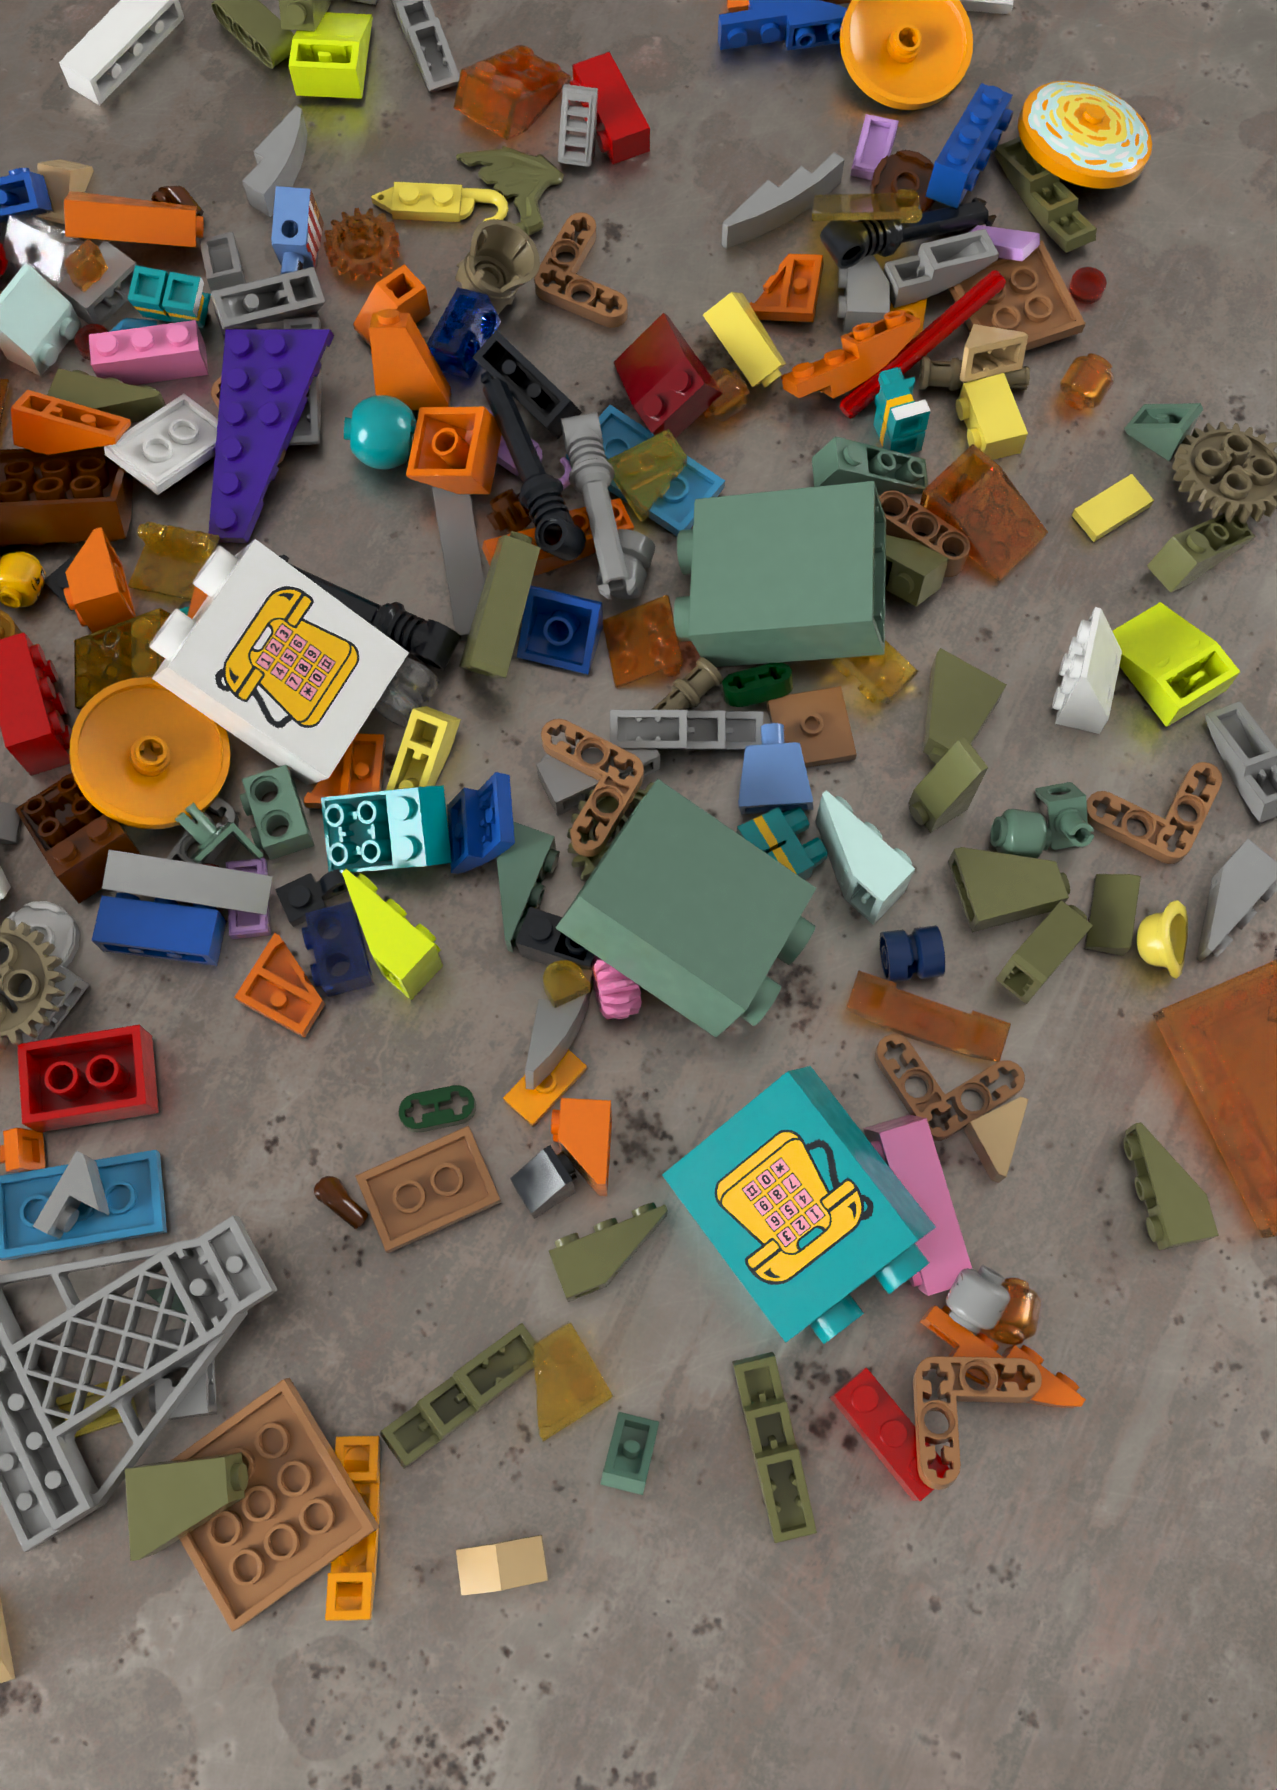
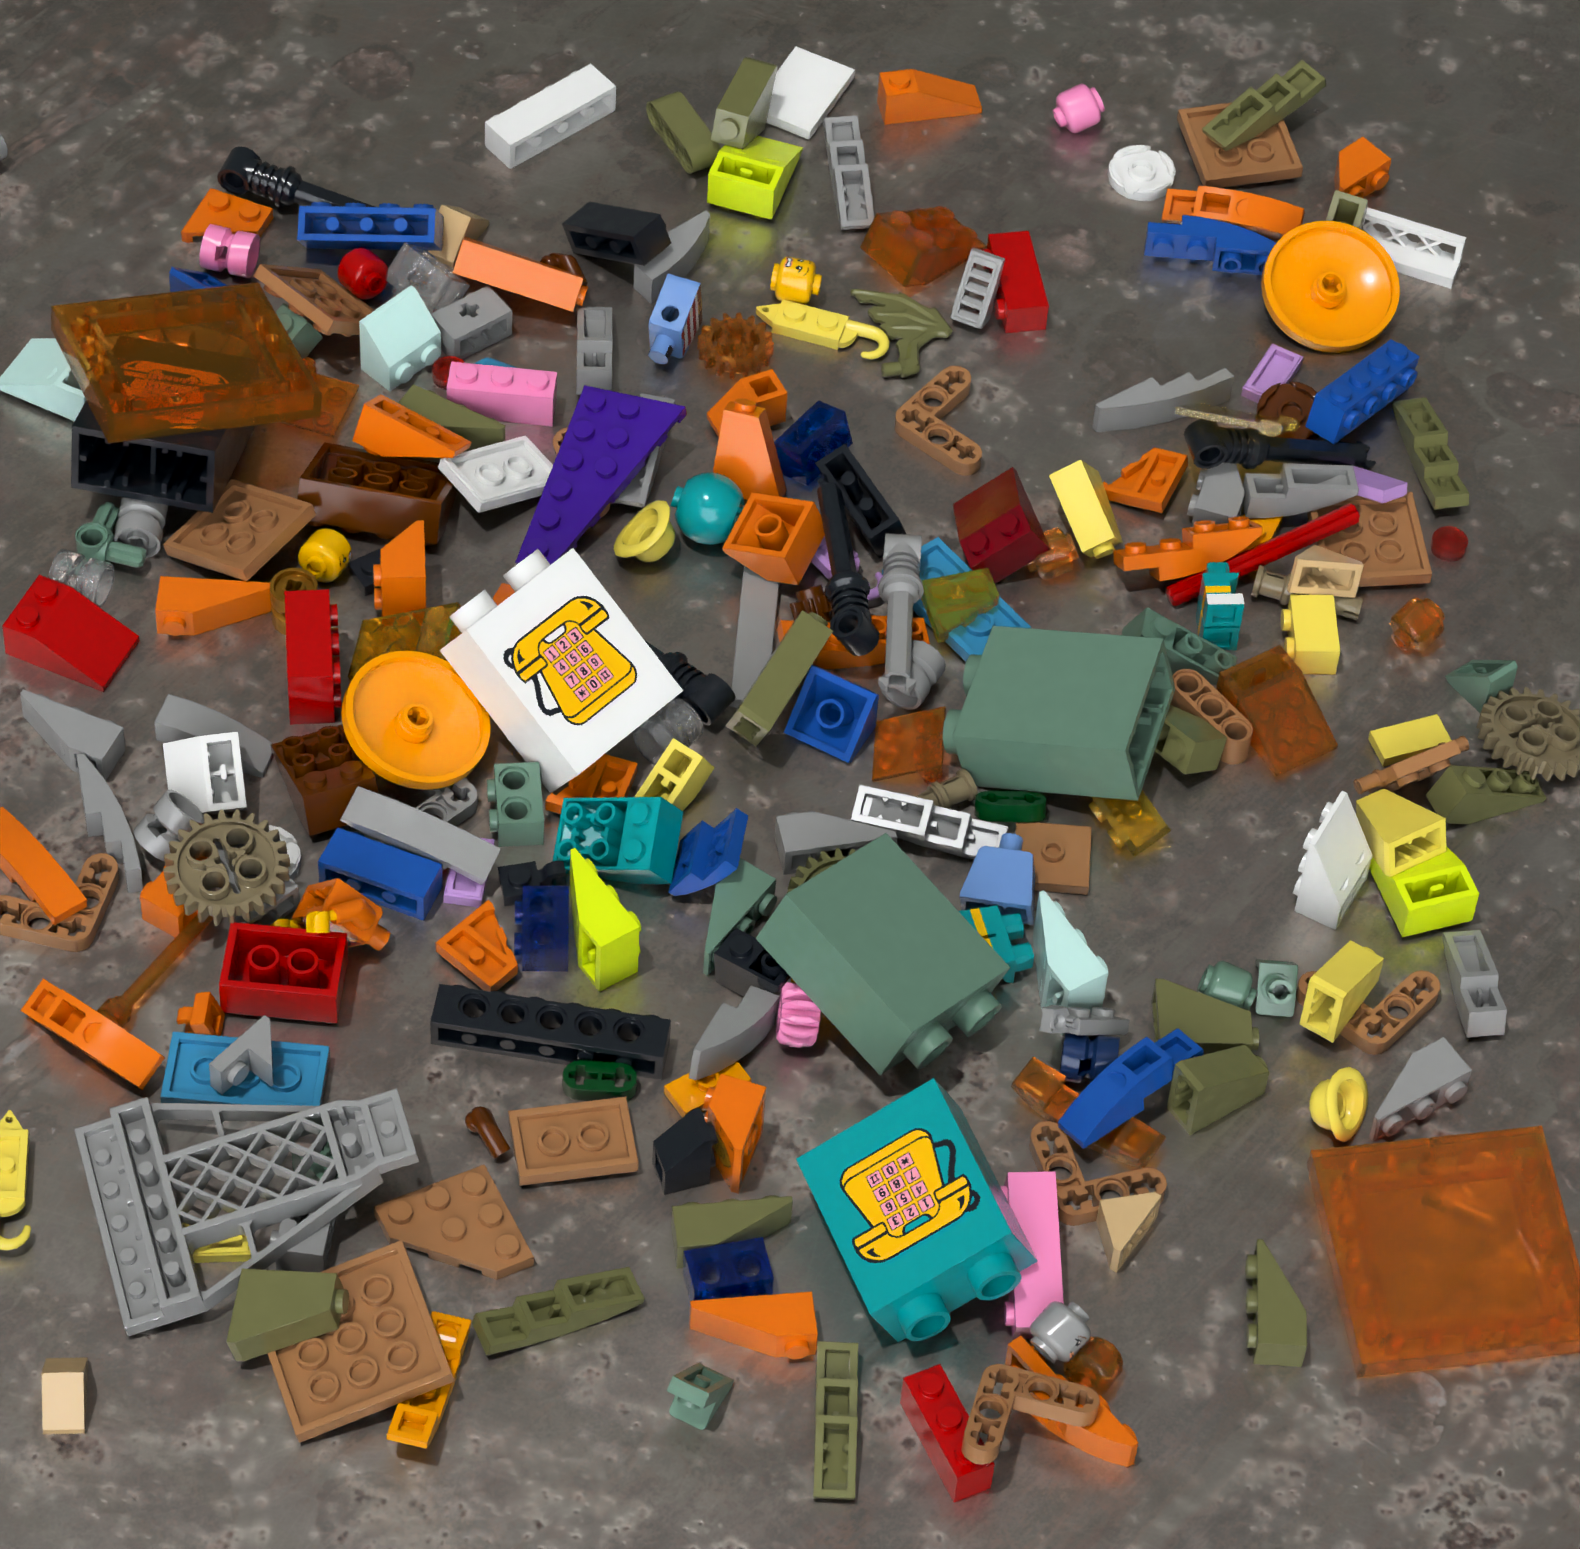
camera: 10 degrees right, 20 degrees down
(86, 265) = (465, 301): clear orange plate -> none
(121, 1003) = (339, 908): none -> orange torso
(168, 296) = (537, 346): teal hips -> none
(171, 559) = (472, 569): clear yellow hinge -> none
(209, 835) = (451, 802): sand green bracket -> none
(216, 152) = (616, 233): none -> black brick
(269, 299) = (634, 370): light grey slope -> none
(270, 1065) = (530, 1039): none -> black brick
(328, 475) = (647, 534): none -> light yellow hat
(337, 1317) = (458, 1224): none -> medium nougat plate
(401, 159) = (795, 280): none -> yellow head
(498, 262) = (864, 387): dark tan hat -> none
(501, 1565) = (554, 1449): tan slope -> none
(564, 982) = (751, 995): clear yellow tile -> none
(565, 1381) = (657, 1319): clear yellow wing -> none
(608, 784) = (839, 838): medium nougat beam -> none
(617, 1297) = (725, 1266): none -> clear blue brick
(681, 1353) = (764, 1323): none -> orange slope
(899, 921) = (1082, 1022): none -> light grey hinge
(948, 786) = (1164, 924): olive slope -> none
(958, 703) = (1200, 871): olive slope -> none
(963, 982) = (1122, 1086): none -> blue slope
(1084, 134) = (1485, 409): dish -> none
(1113, 913) = (1297, 1077): olive slope -> none
(1132, 542) = (1413, 768): none -> medium nougat plate
(1138, 813) = (1340, 989): none -> light yellow slope
(1142, 619) = (1400, 831): none -> light yellow slope

